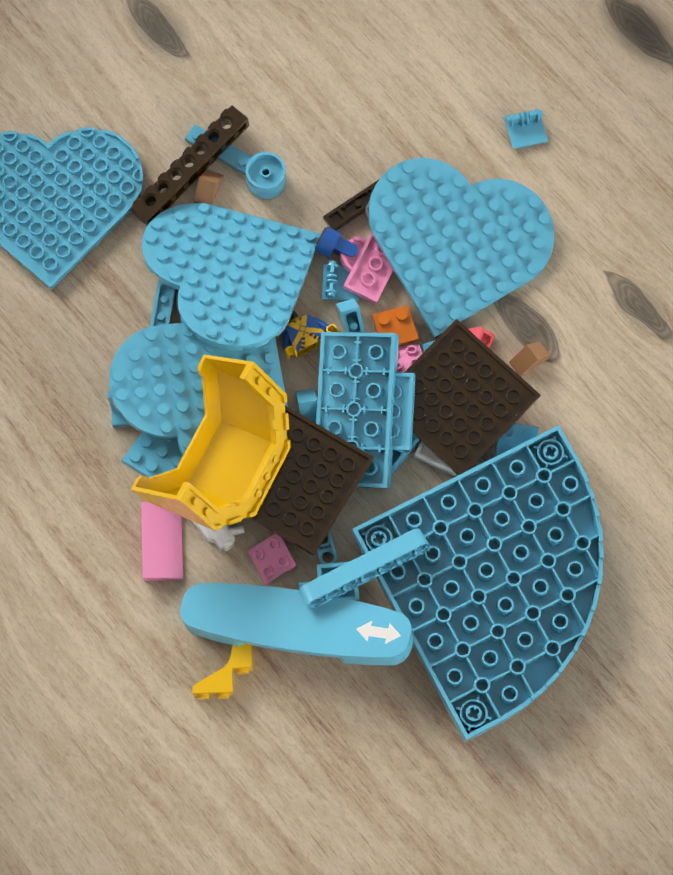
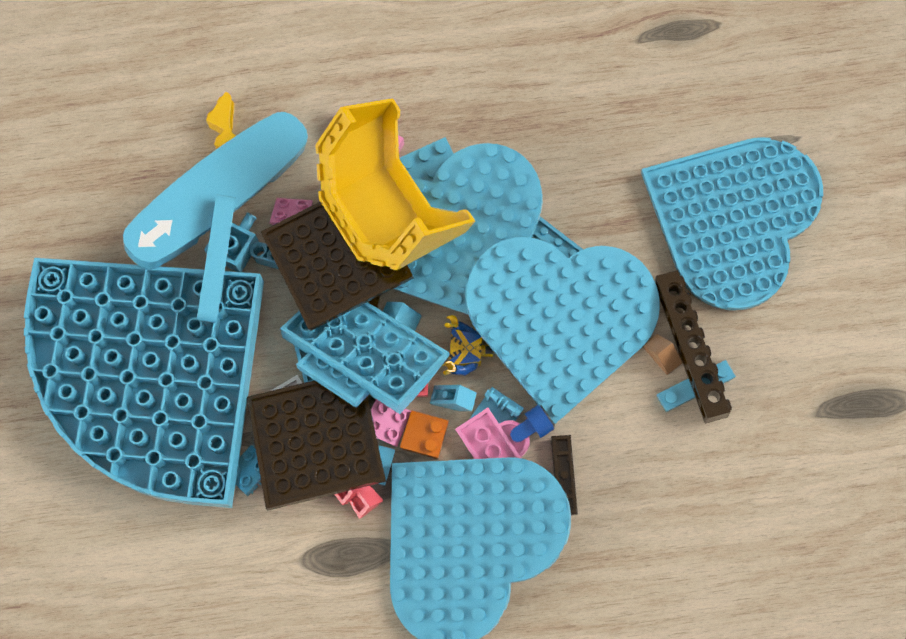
camera: 130 degrees right, 0 degrees up
(265, 175) = (645, 395): medium azure wheel -> none
(529, 358) = (317, 536): medium nougat slope -> none

